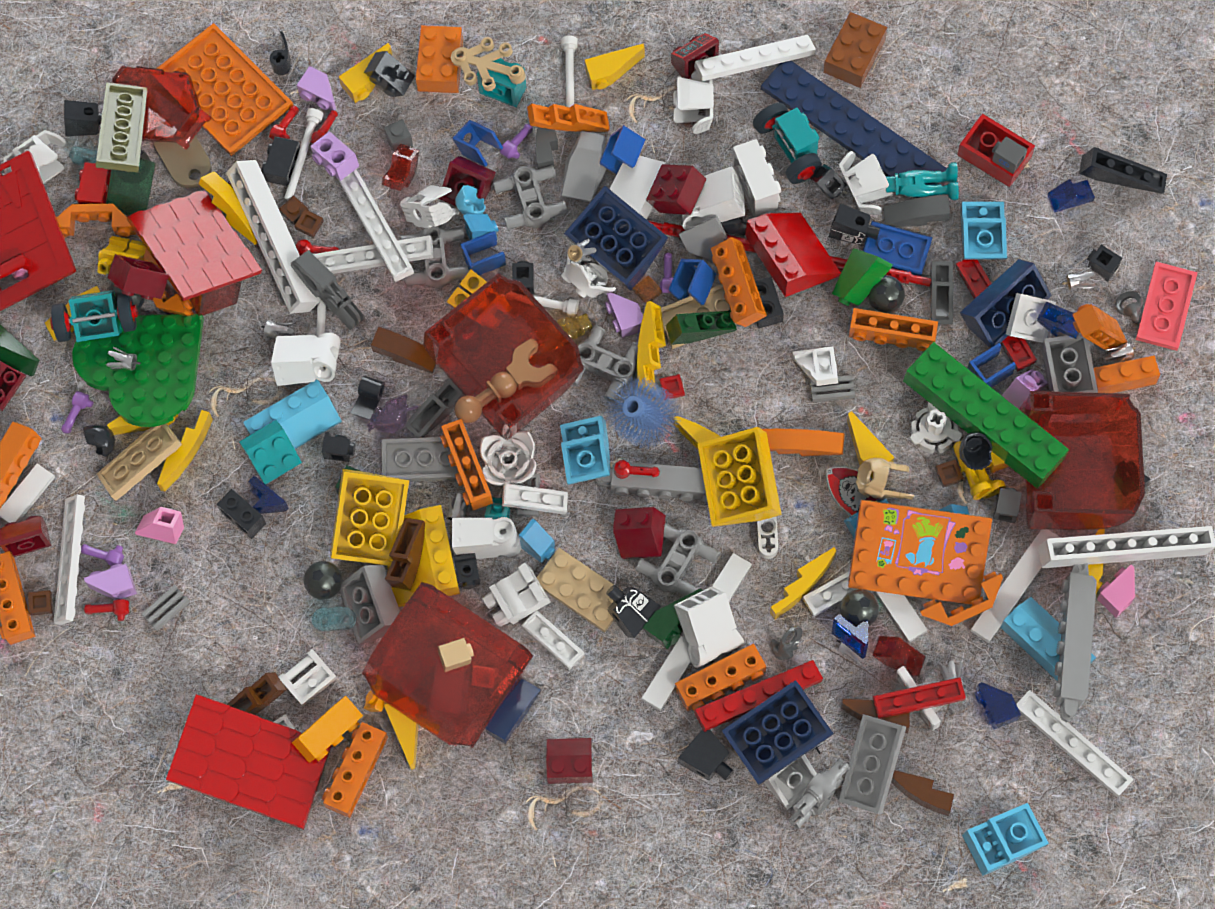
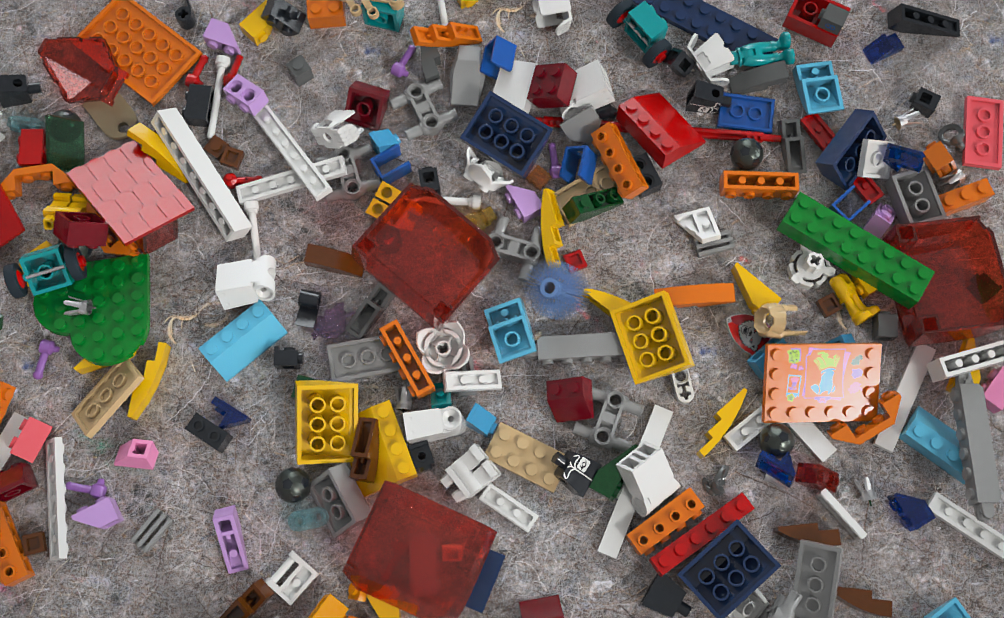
camera: 15 degrees left, 5 degrees up
(51, 494) = (30, 439): none -> coral brick
(101, 437) = (70, 380): black hair -> none
(118, 607) = (109, 537): red piece -> none
(121, 127) = (48, 94): plate -> none
(248, 628) = (230, 538): none -> lavender slope
(270, 452) = (227, 372): teal brick -> none
(271, 329) = (212, 257): flat silver piece -> none
(324, 285) = (253, 212): dark grey arm -> none
(402, 168) = (307, 97): clear red brick -> none
(455, 654) = (428, 548): tan brick -> none
(468, 202) = (370, 120): medium azure hair -> none
(477, 133) = (369, 58): blue piece -> none
(504, 384) = (430, 280): medium nougat piece -> none
(578, 252) = (476, 153): piece -> none
(623, 469) = (547, 343): red piece -> none
(757, 177) = (619, 66): white brick -> none
(859, 277) = (723, 142): green slope -> none
(919, 698) = (845, 516): red tile -> none
(975, 451) = (854, 284): black hair -> none

